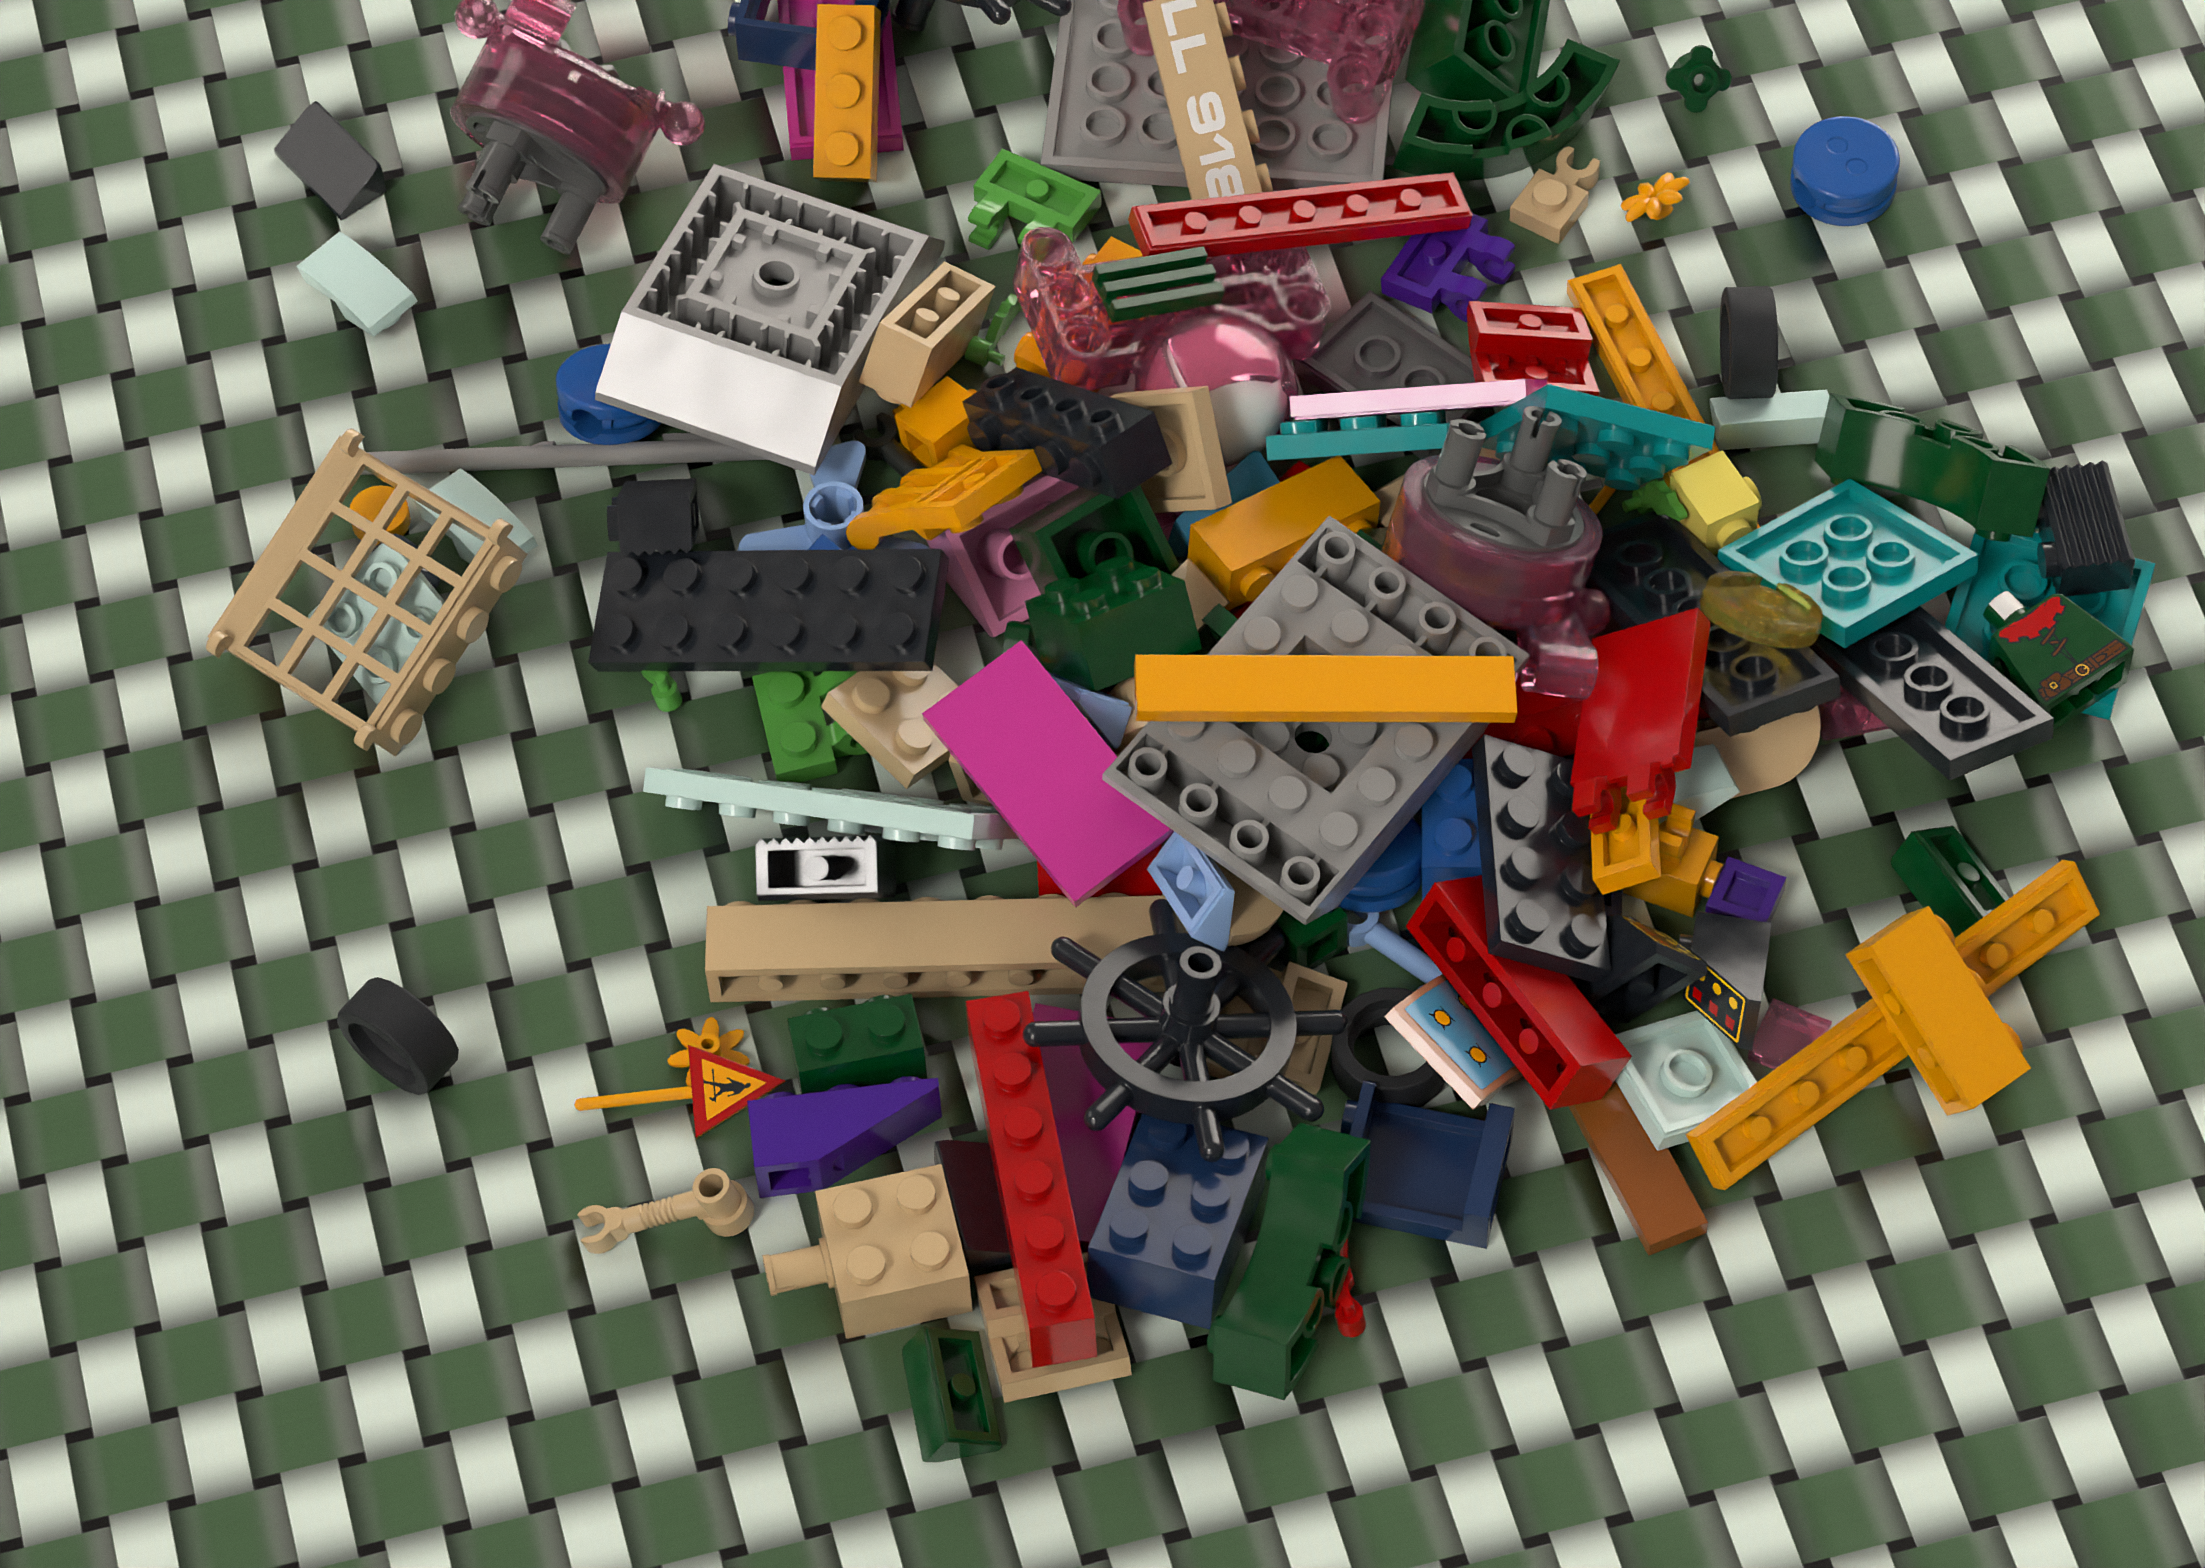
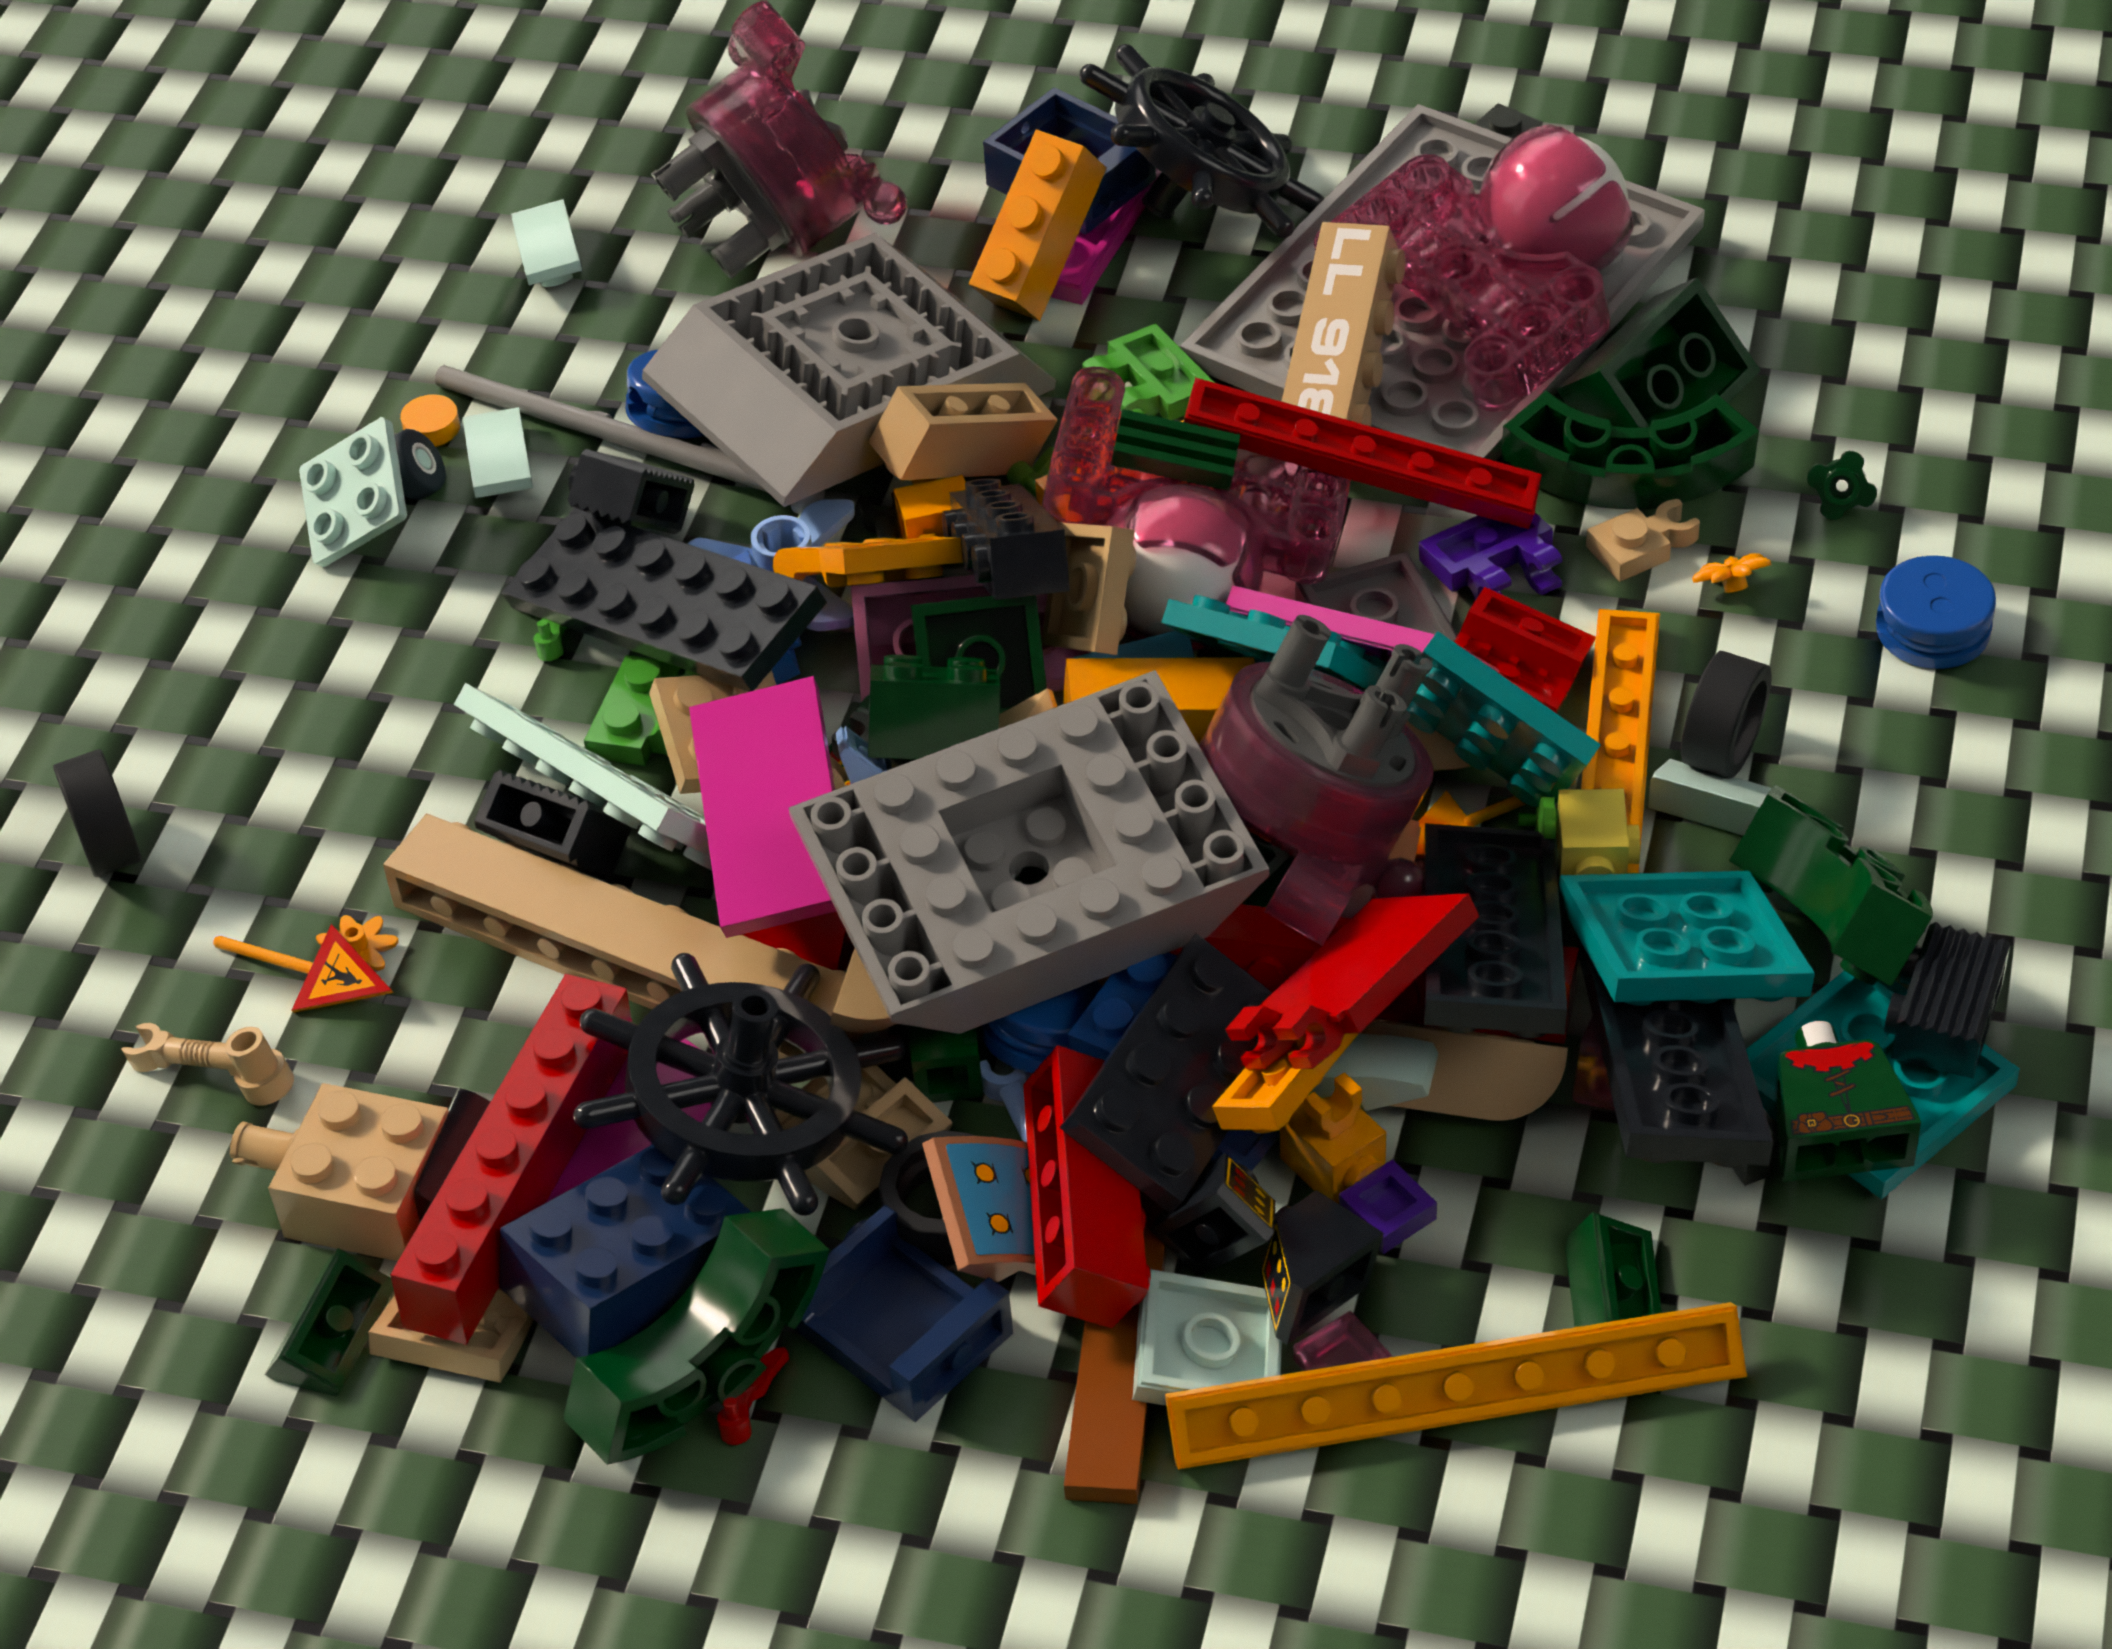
camera: 30 degrees right, 10 degrees down
(331, 162) = (601, 152): black slope -> none
(443, 642) = (375, 517): tan window -> none
(824, 1136) = (396, 1049): dark purple slope -> none
(857, 1044) = (467, 990): dark green brick -> none
(1195, 890) = (824, 970): light blue slope -> none
(1324, 688) = (1040, 812): light orange tile -> none
(1760, 613) = (1537, 927): clear yellow tile -> none
(1939, 1010) = (1493, 1382): light orange brick -> none

